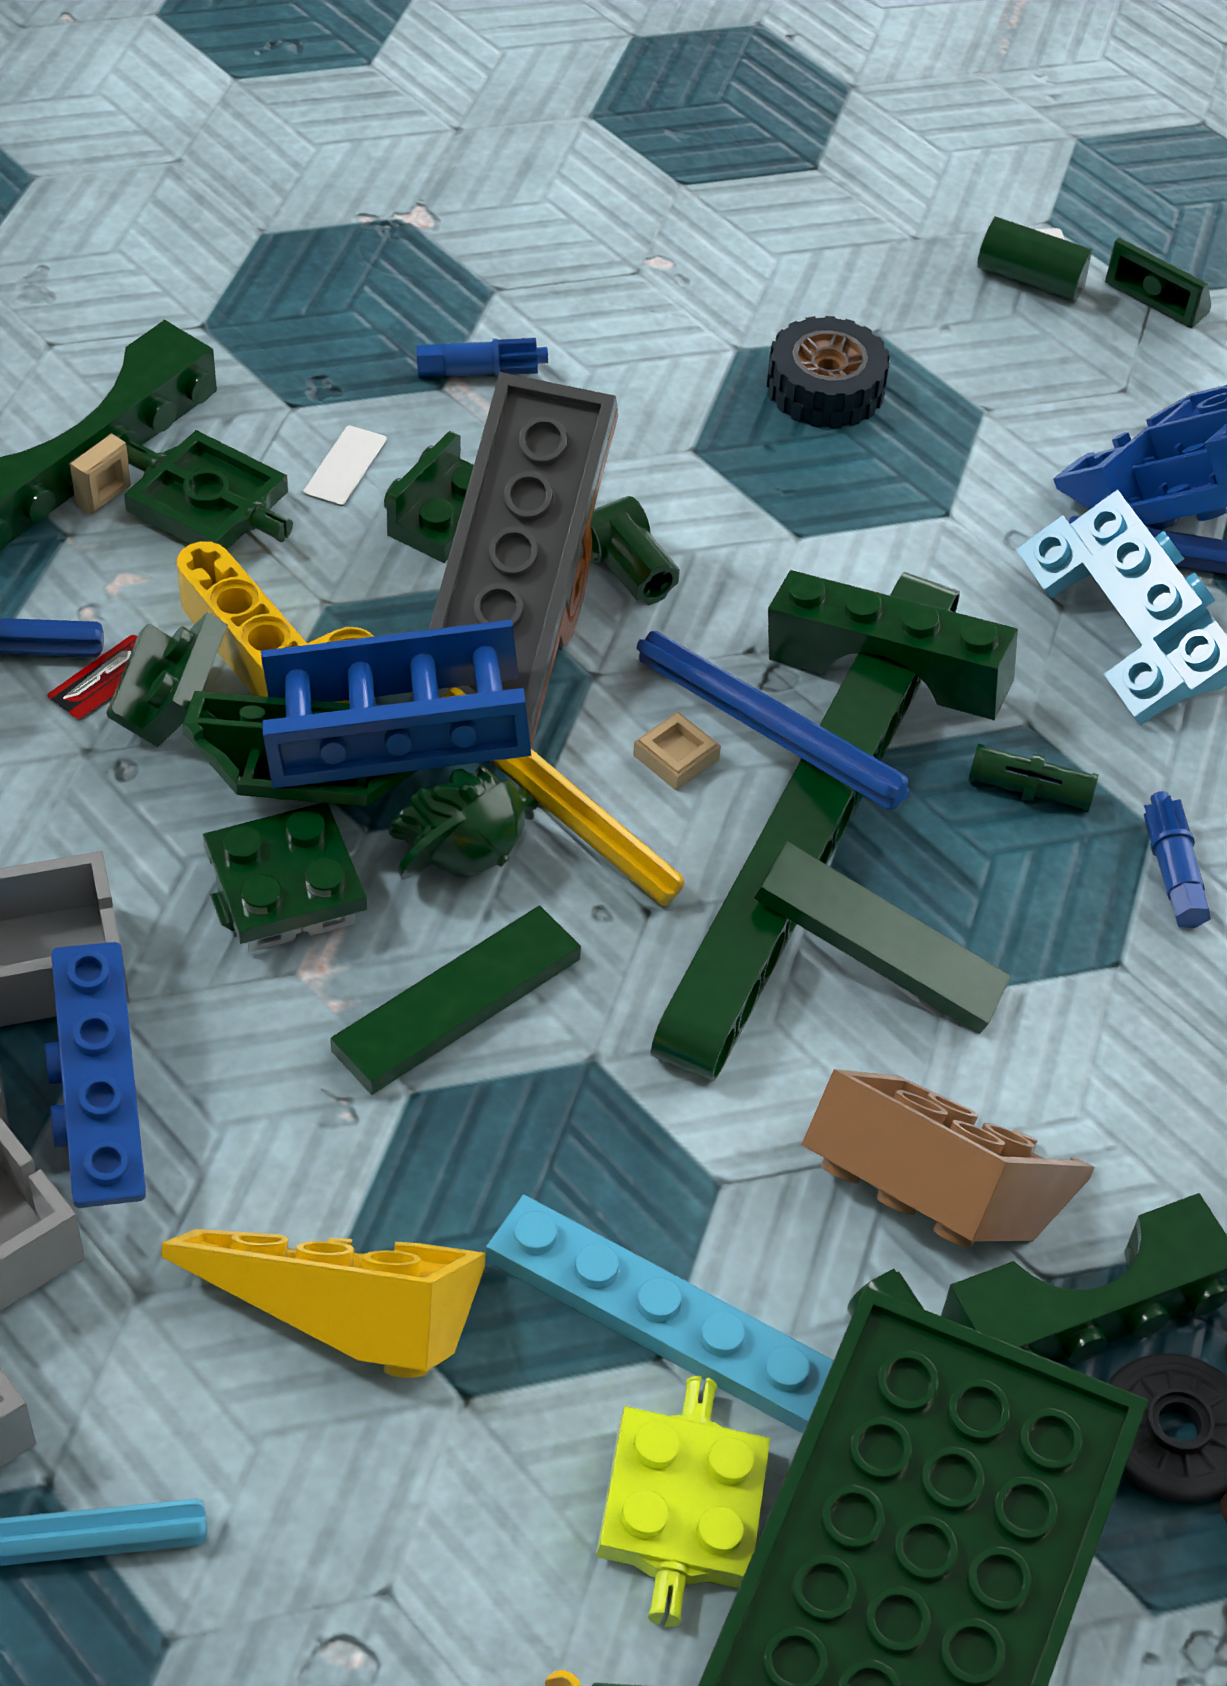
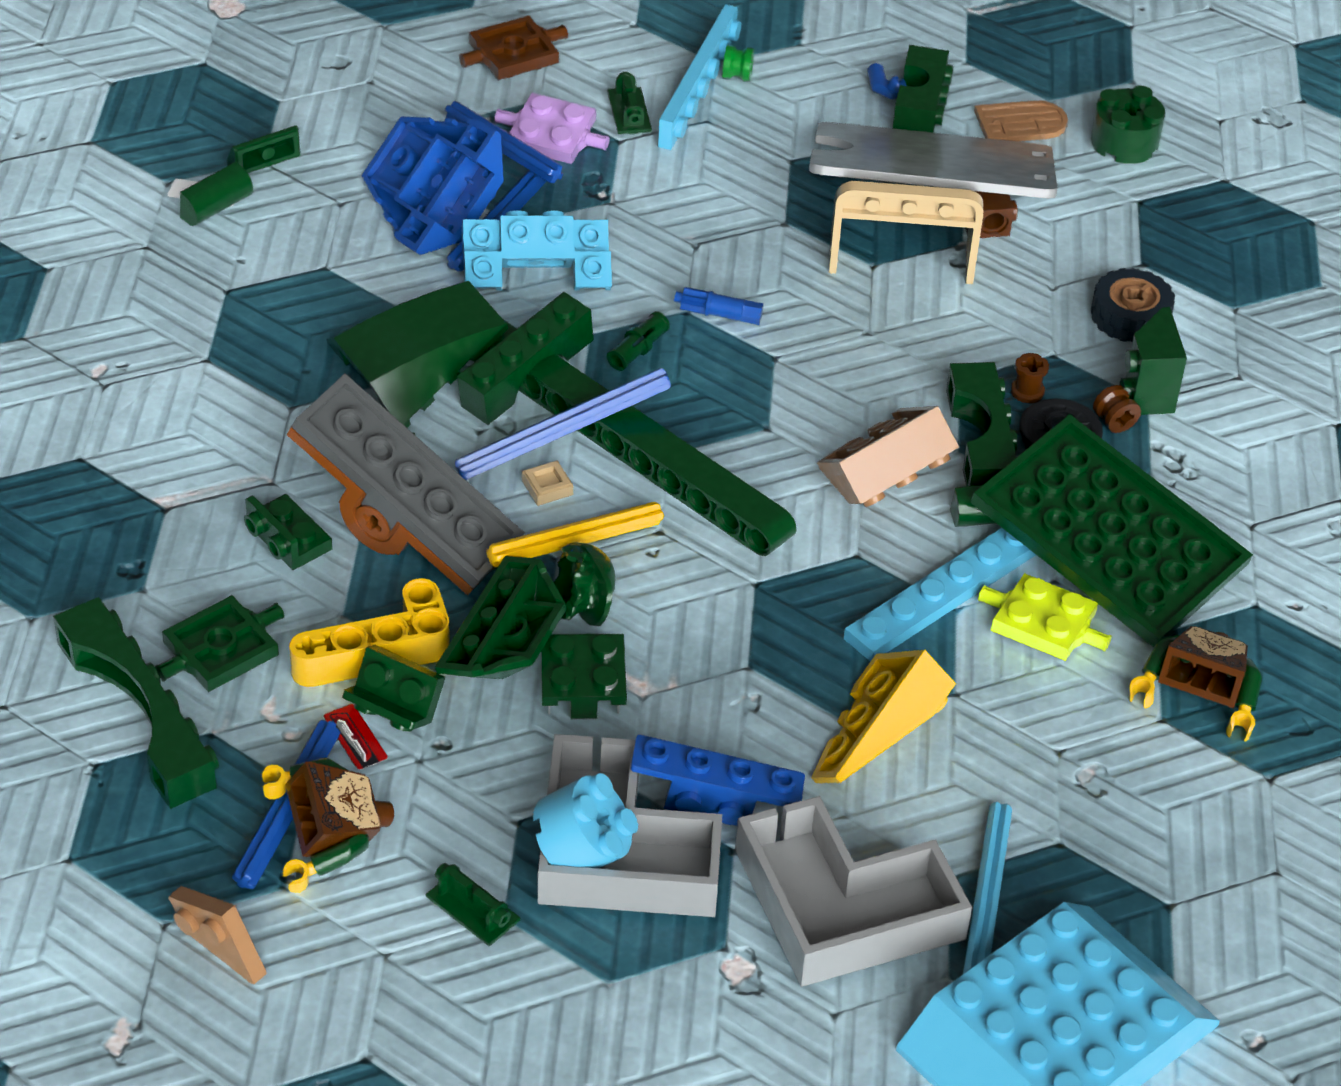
camera: 70 degrees left, 5 degrees down
(100, 474) = (173, 679): tan tile -> none
(345, 465) = (215, 574): white sticker -> none
(399, 735) = (537, 582): blue fence -> none
(455, 999) = (695, 626): dark green tile -> none
(481, 358) = (160, 472): blue piece -> none
(827, 372) = (264, 319): black wheel -> none
(842, 520) = (419, 346): none -> dark green wedge
(883, 937) = (736, 430): tile -> none

